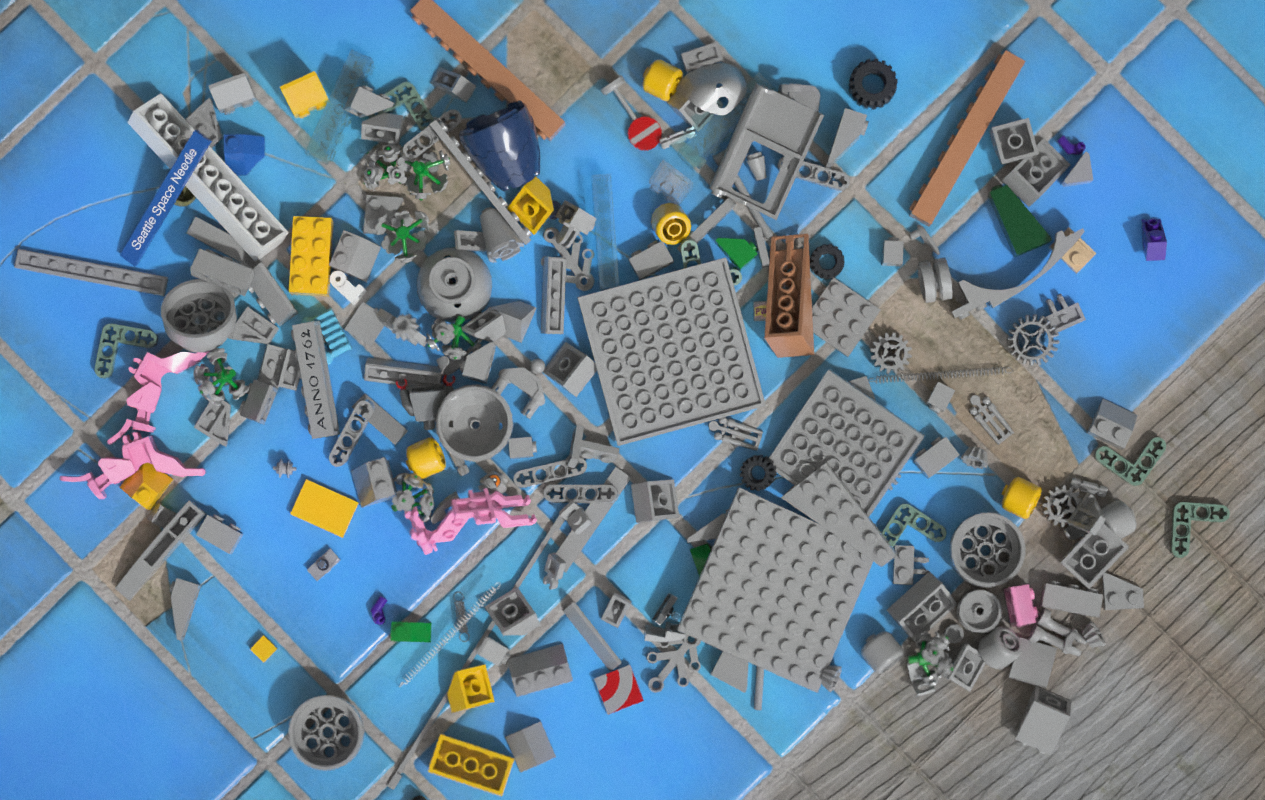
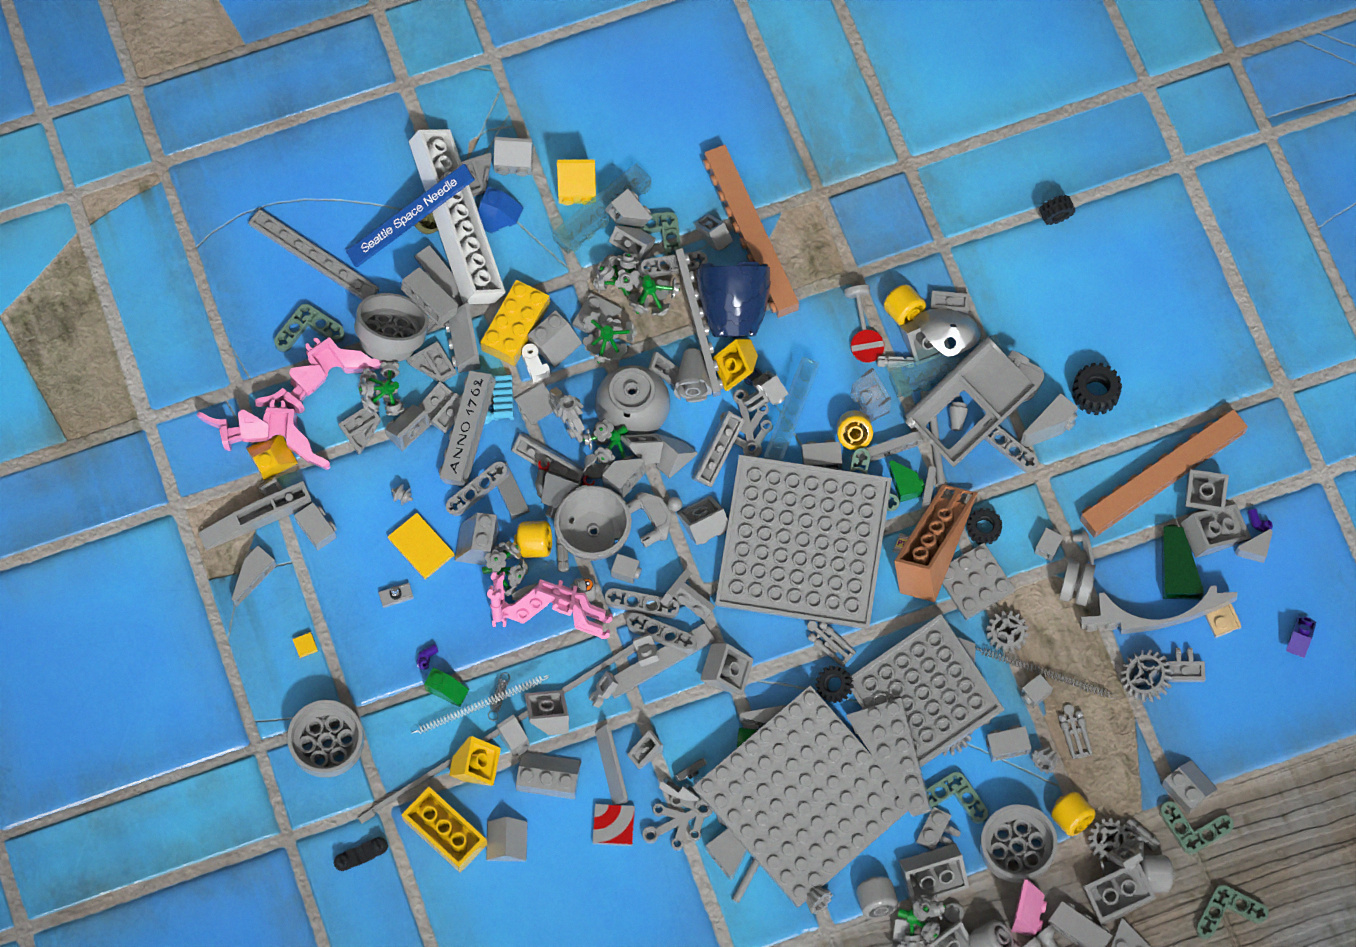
camera: 25 degrees right, 15 degrees down
(967, 611) = (989, 888): light grey wheel -> none

